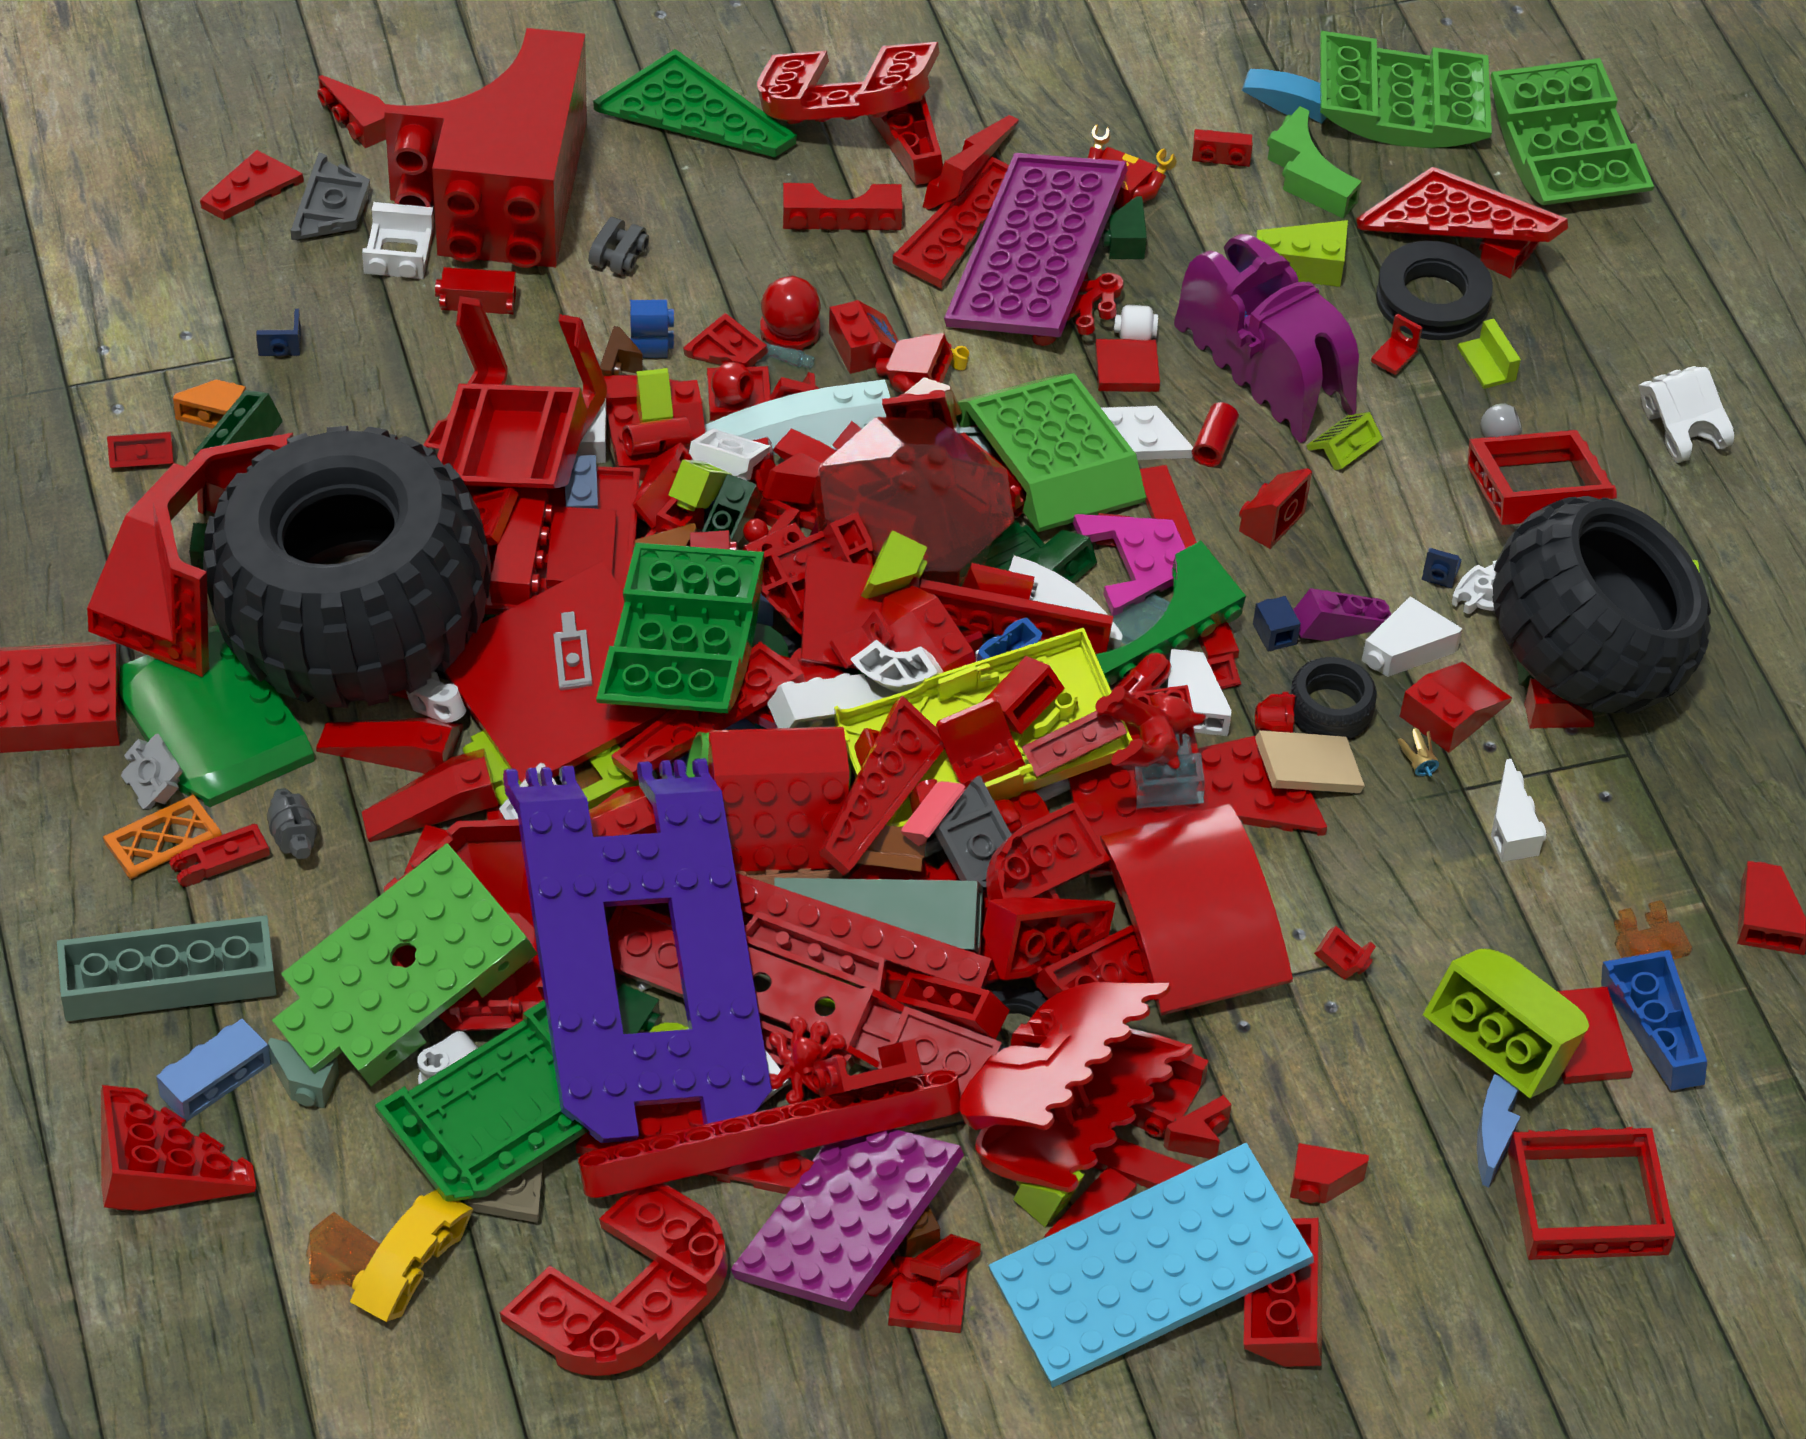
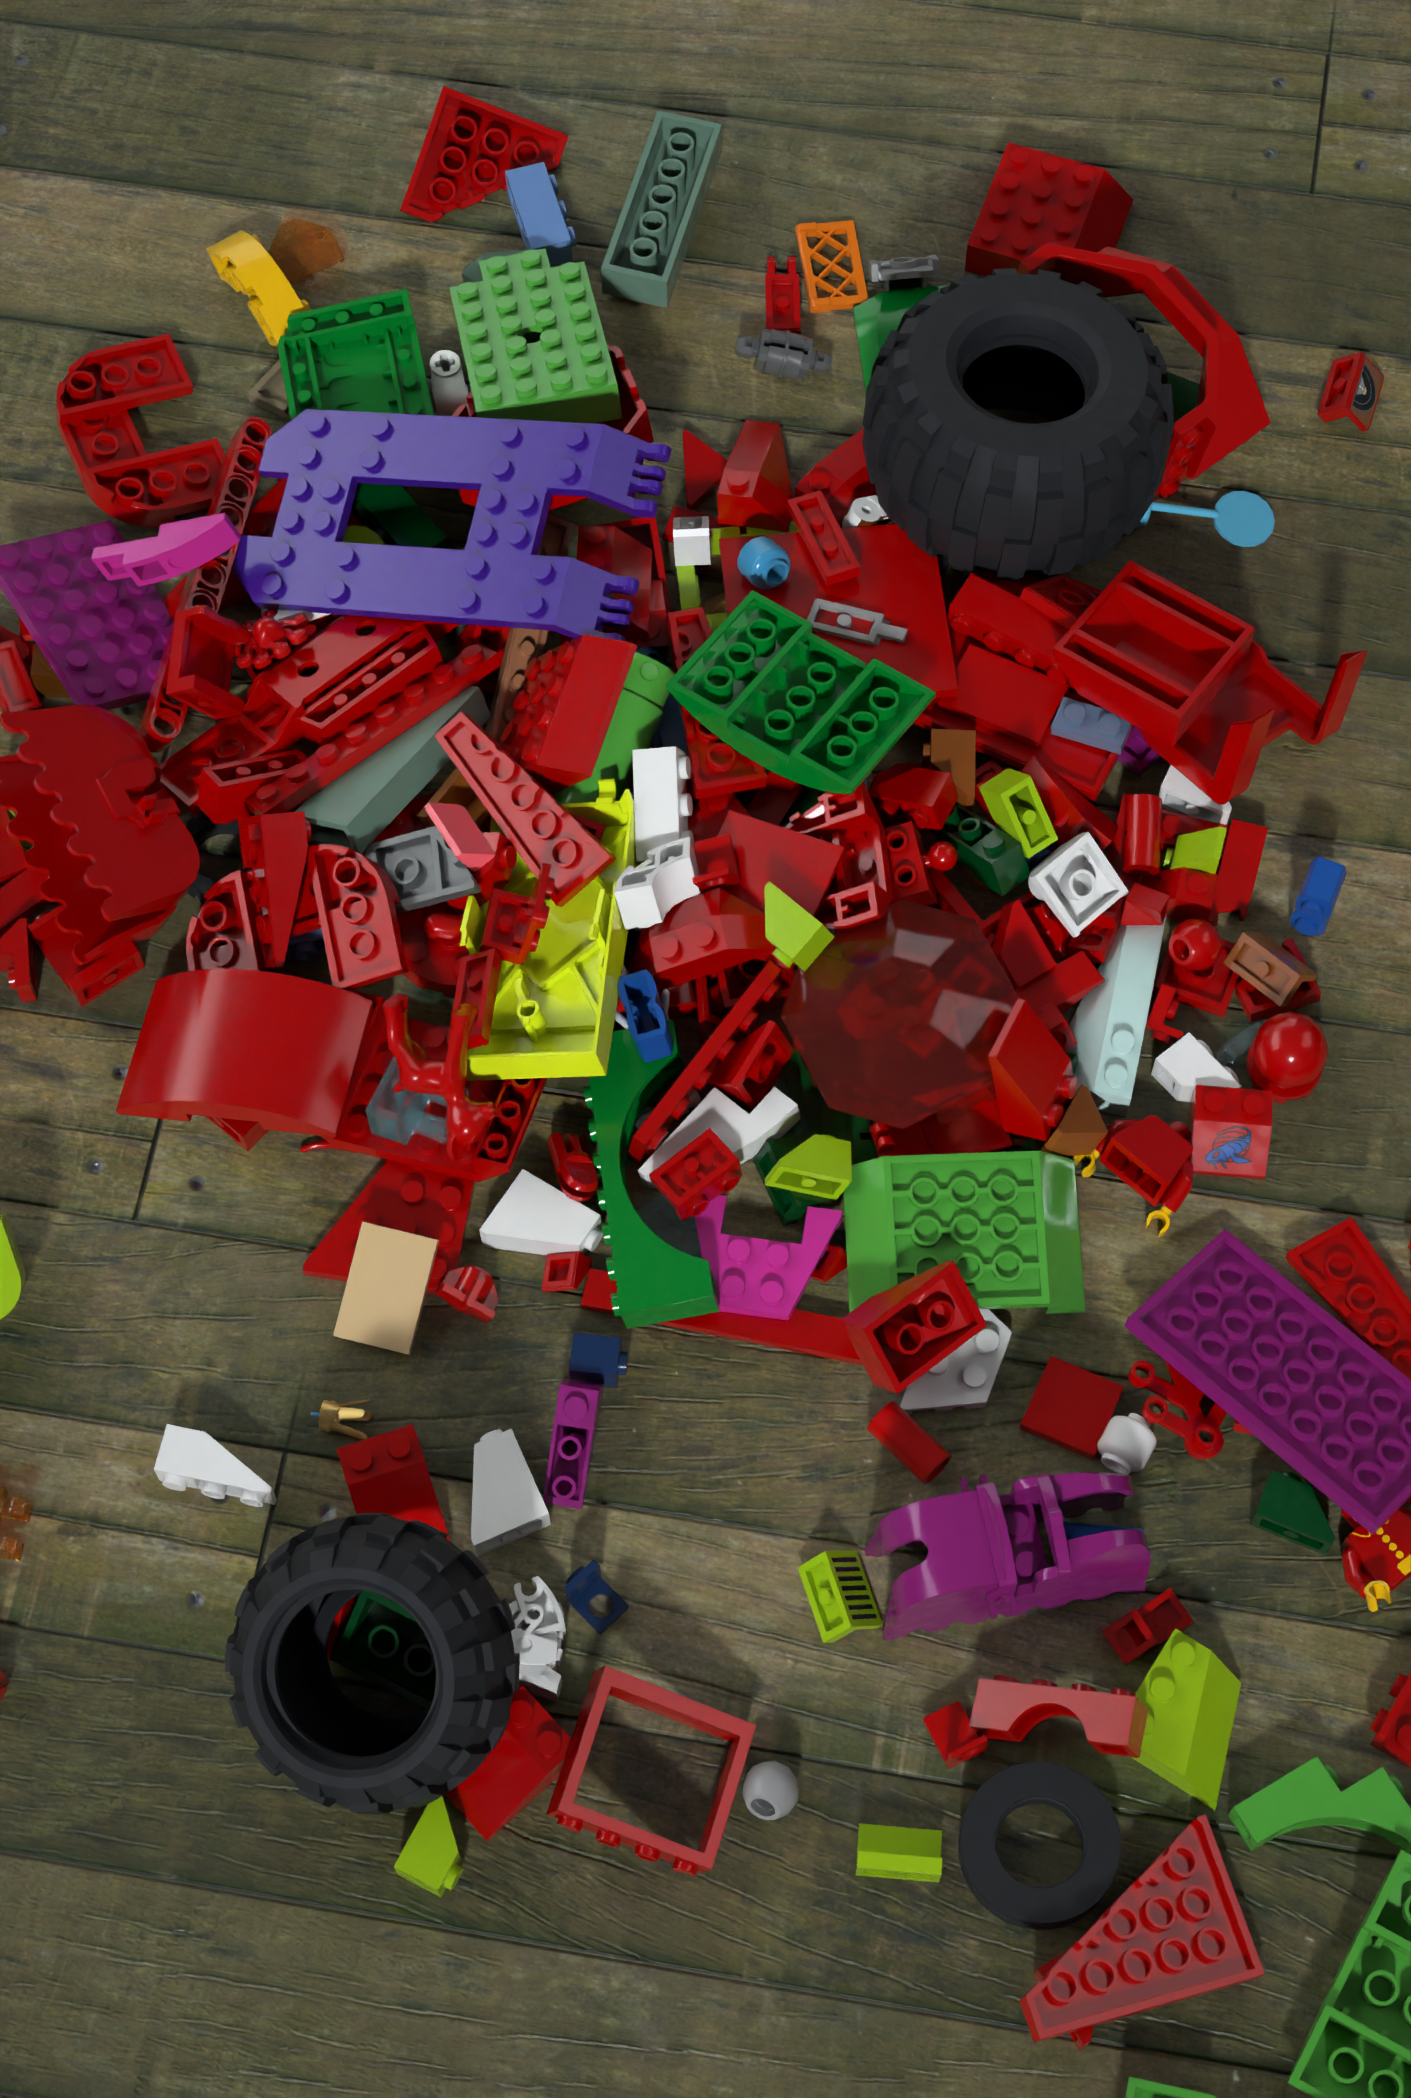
camera: 120 degrees right, 15 degrees up
(206, 403) = (1380, 469): orange slope -> none
(247, 419) = (1317, 466): dark green brick -> none
(494, 702) = (824, 538): none -> red plate
(546, 726) = (764, 563): none -> dark azure head
(621, 355) = (1292, 853): reddish brown slope -> none
(713, 416) = (1144, 906): none -> red slope
(724, 338) = (1268, 967): none -> dark orange panel
(767, 1137) = (174, 551): none -> dark pink slope
(832, 362) = (1191, 1064): none -> white slope
(1026, 693) = (552, 970): red brick -> none
(1054, 534) = (815, 1168): none -> lime slope
(1108, 592) = (697, 1175): none -> red bracket
(1148, 438) = (913, 1326): none -> red slope
(1276, 507) = (759, 1442): red slope -> none
(1337, 675) = (458, 1321): black tyre -> none
(1344, 251) = (1011, 1709): none -> red arch
(1344, 954) = (136, 1198): red bracket -> none
(1688, 409) = (692, 2035): white piece -> none

